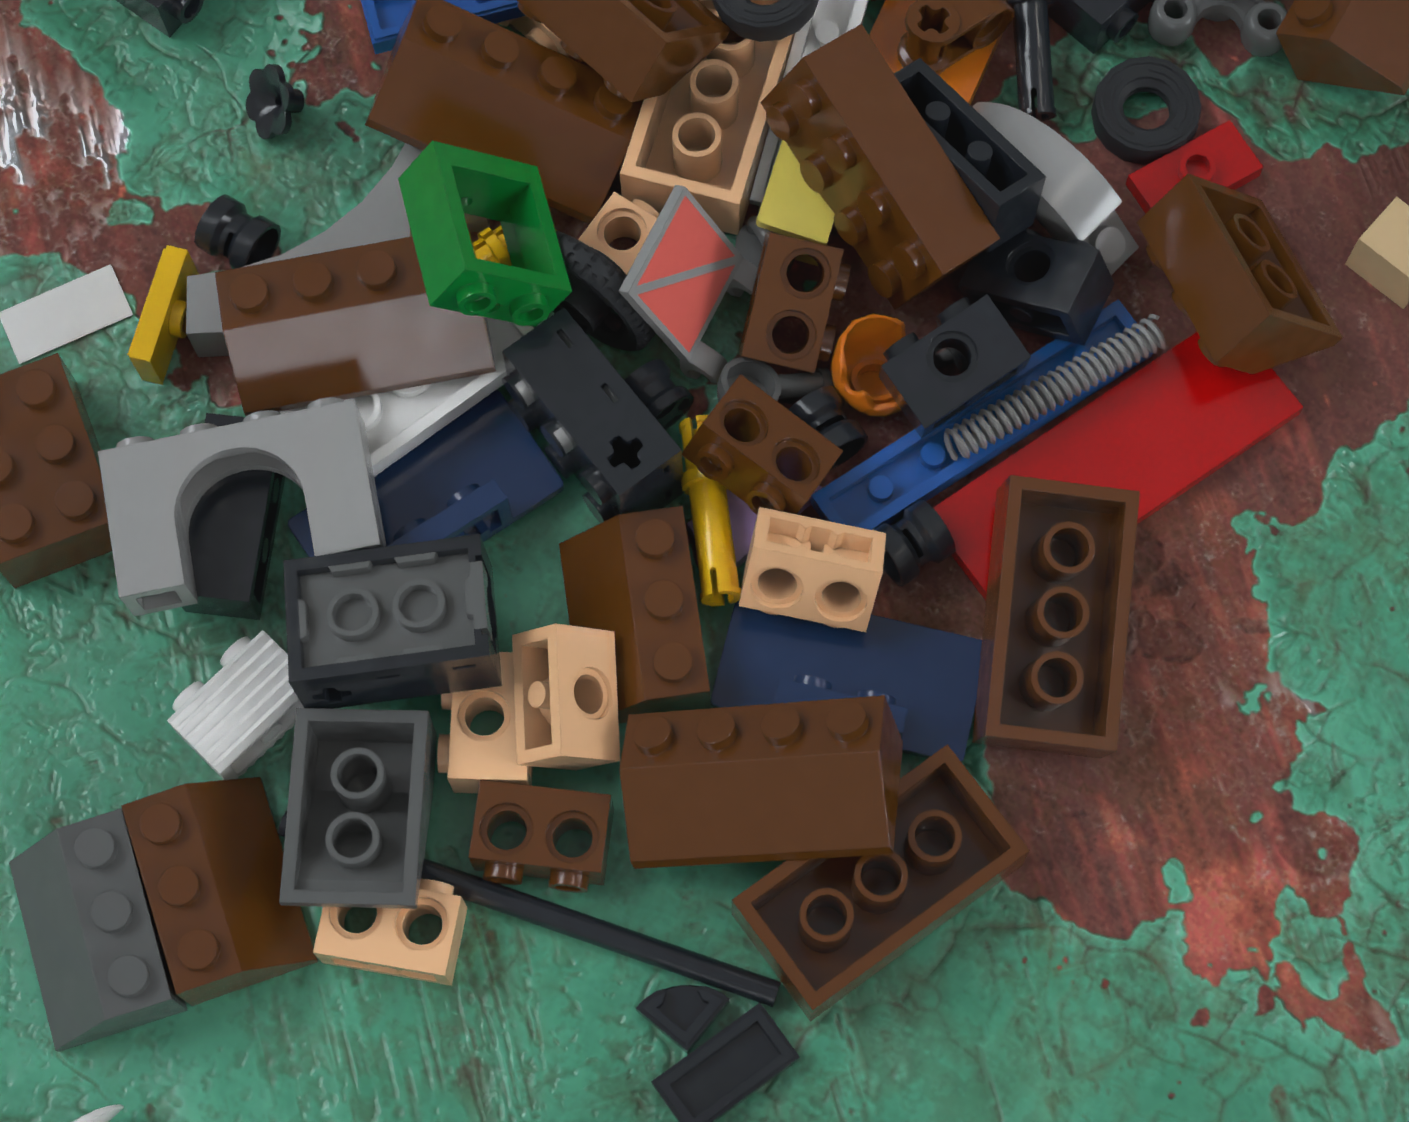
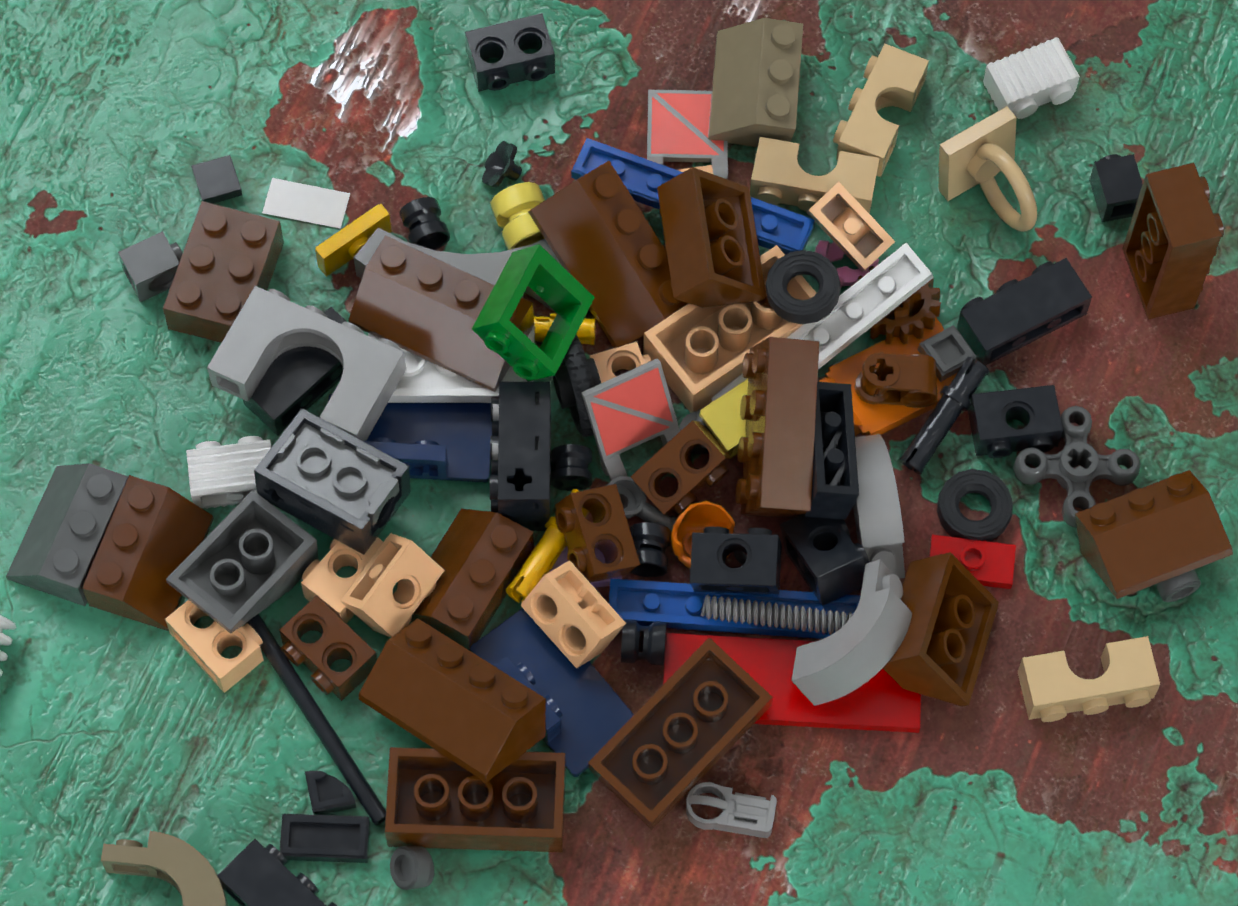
camera: 35 degrees right, 5 degrees down
(342, 143) = (512, 214): none -> light yellow wheel
(863, 1026) = (412, 867): none -> dark grey tile
(1183, 660) = (740, 814): none -> light grey piece
(1184, 359) = (860, 647): none -> light grey arch

